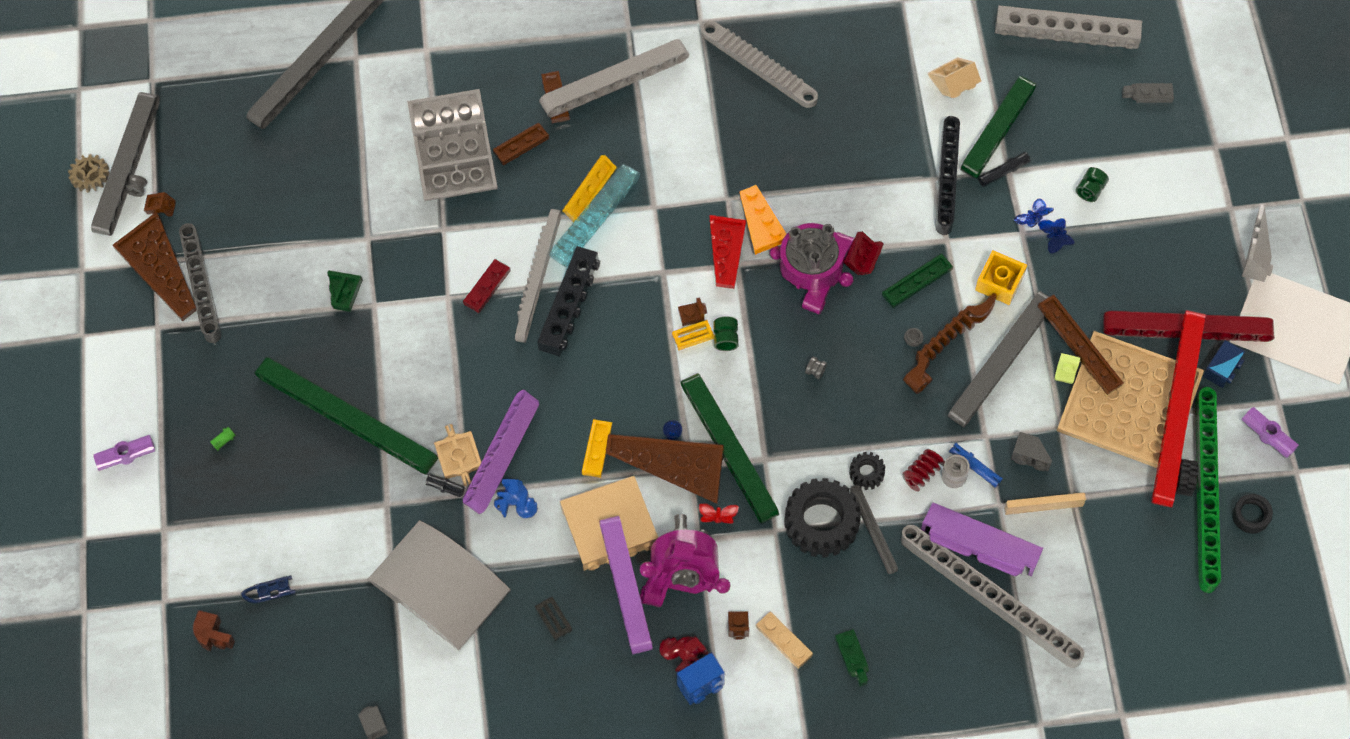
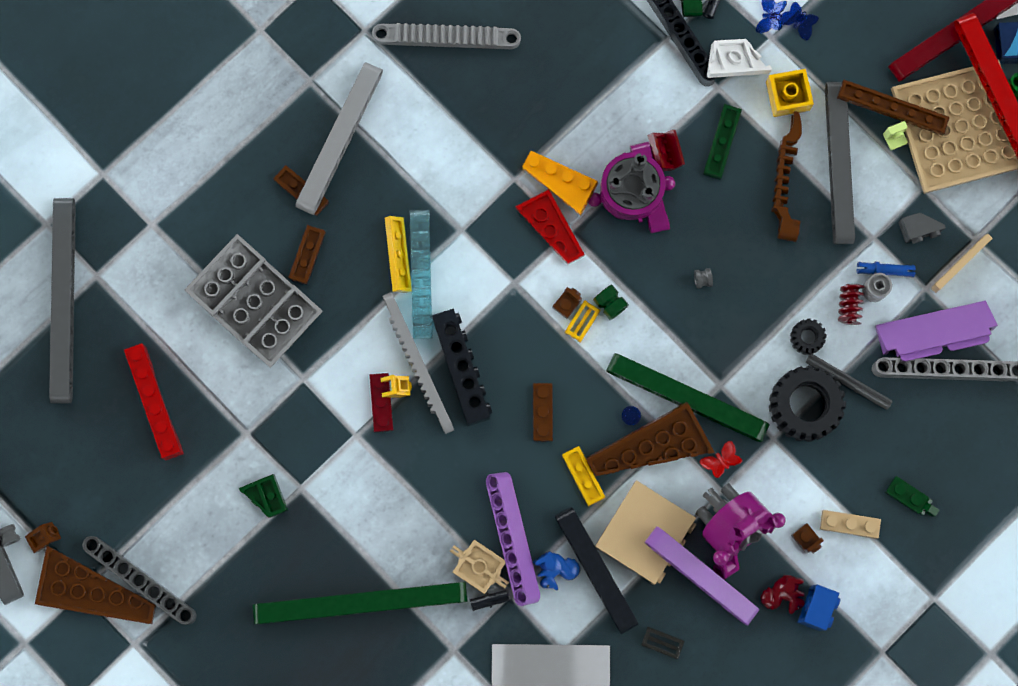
camera: 45 degrees left, 15 degrees up
(308, 190) = (153, 403): none -> red arch
(501, 280) = (400, 386): none -> yellow window
(546, 524) = (596, 570): none -> black beam
(604, 379) = (542, 412): none -> reddish brown plate
(913, 337) = (757, 194): dark grey plate -> none
(976, 224) = (735, 59): none -> white wing

